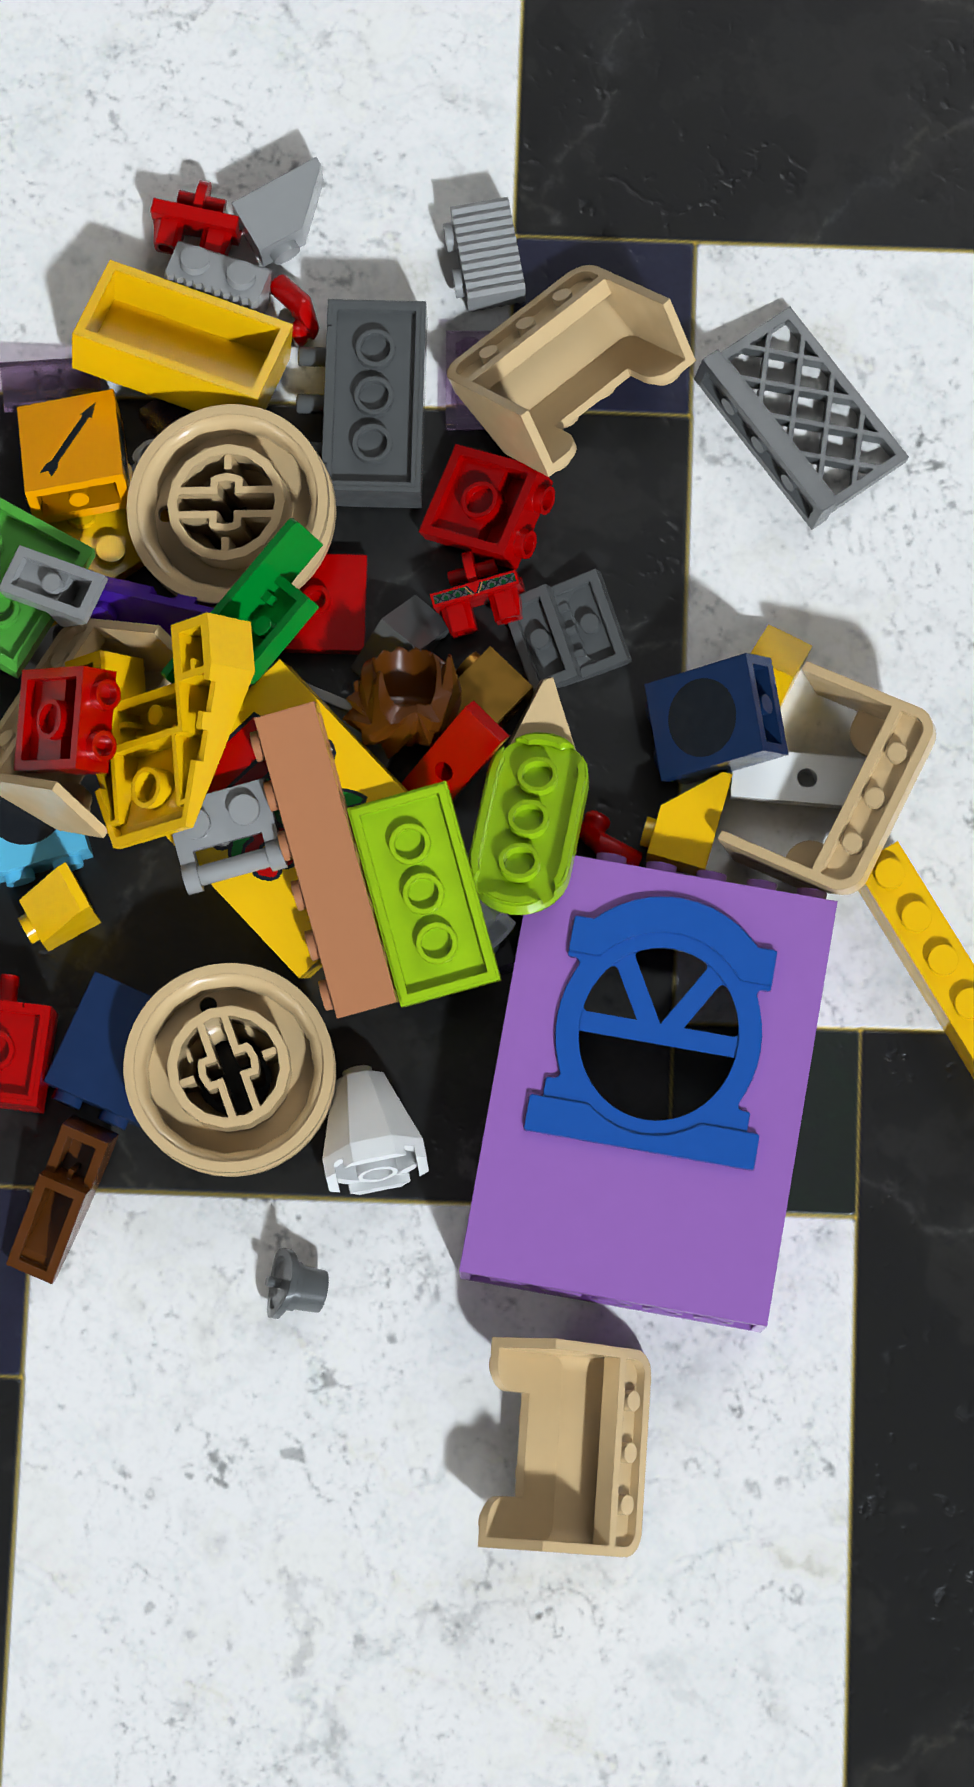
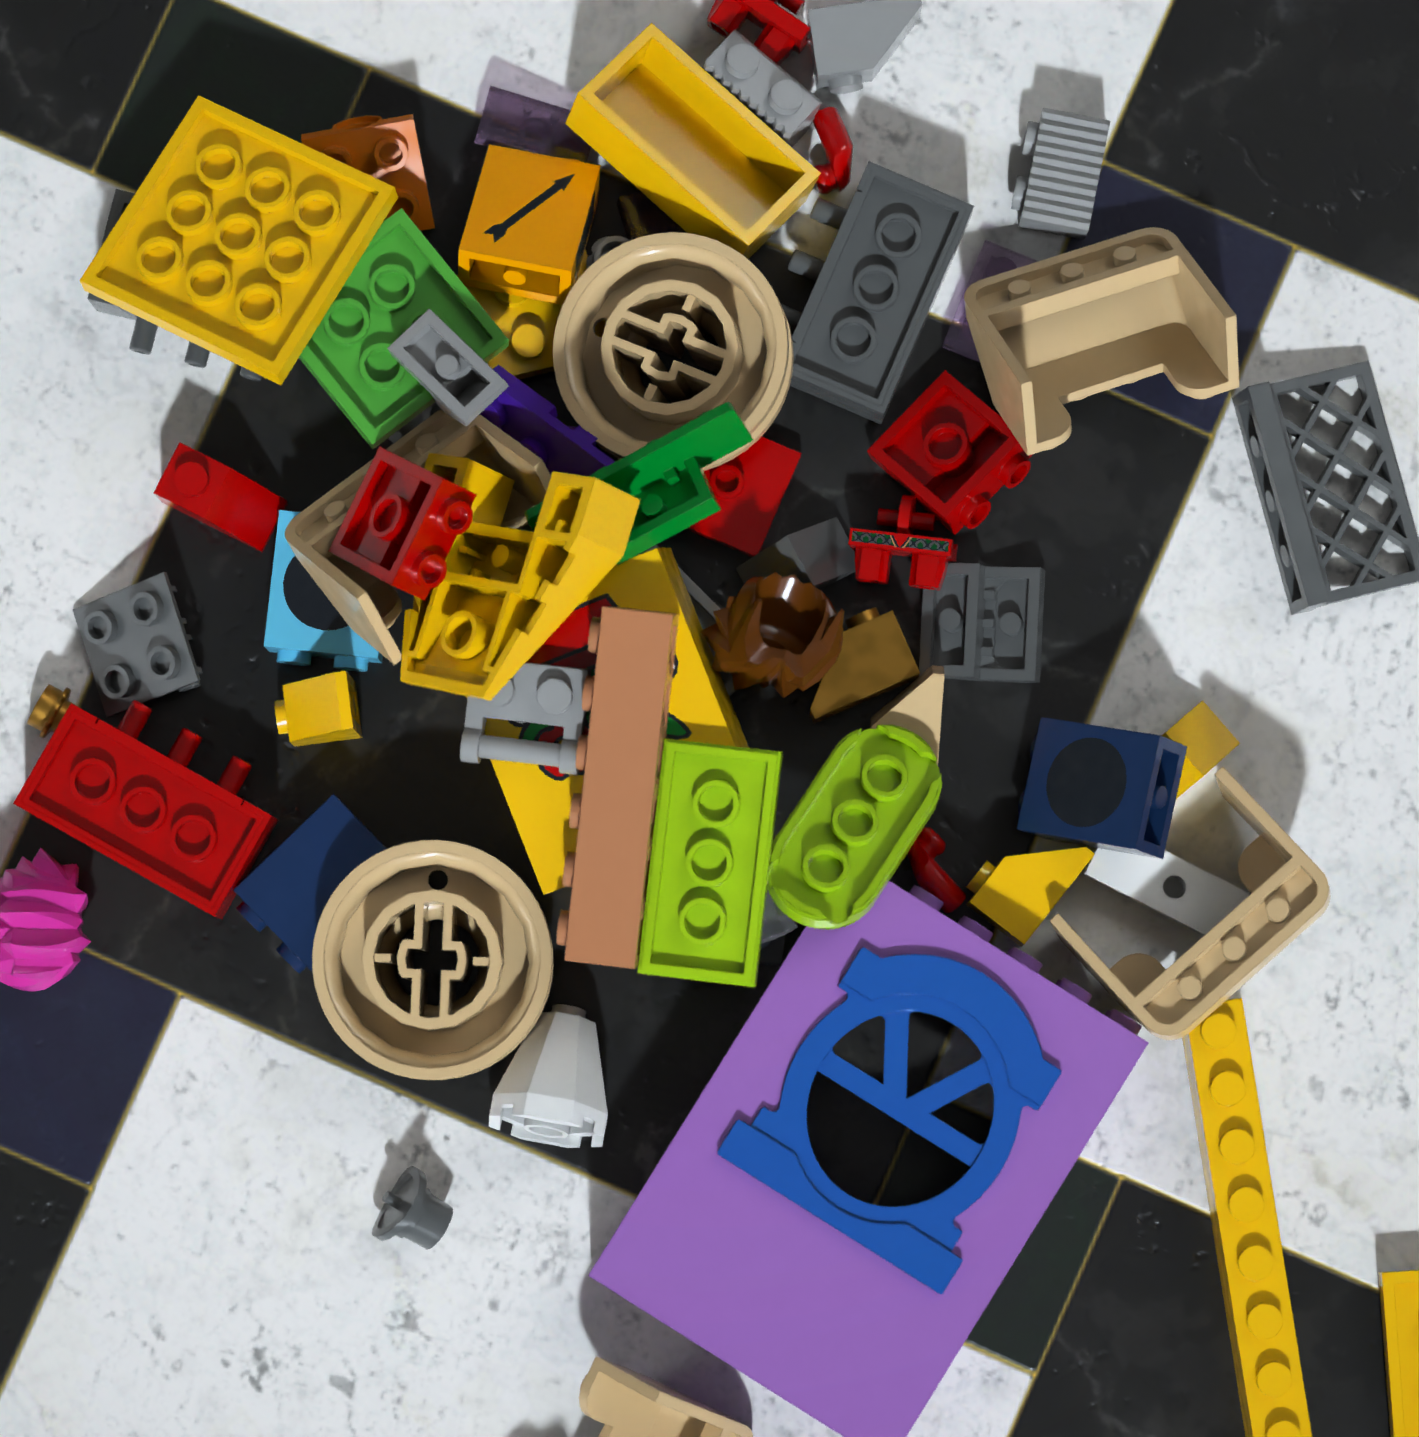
camera: 20 degrees right, 5 degrees up
(61, 1198) = (205, 1018): reddish brown slope -> none
(459, 752) = (807, 718): red tile -> none

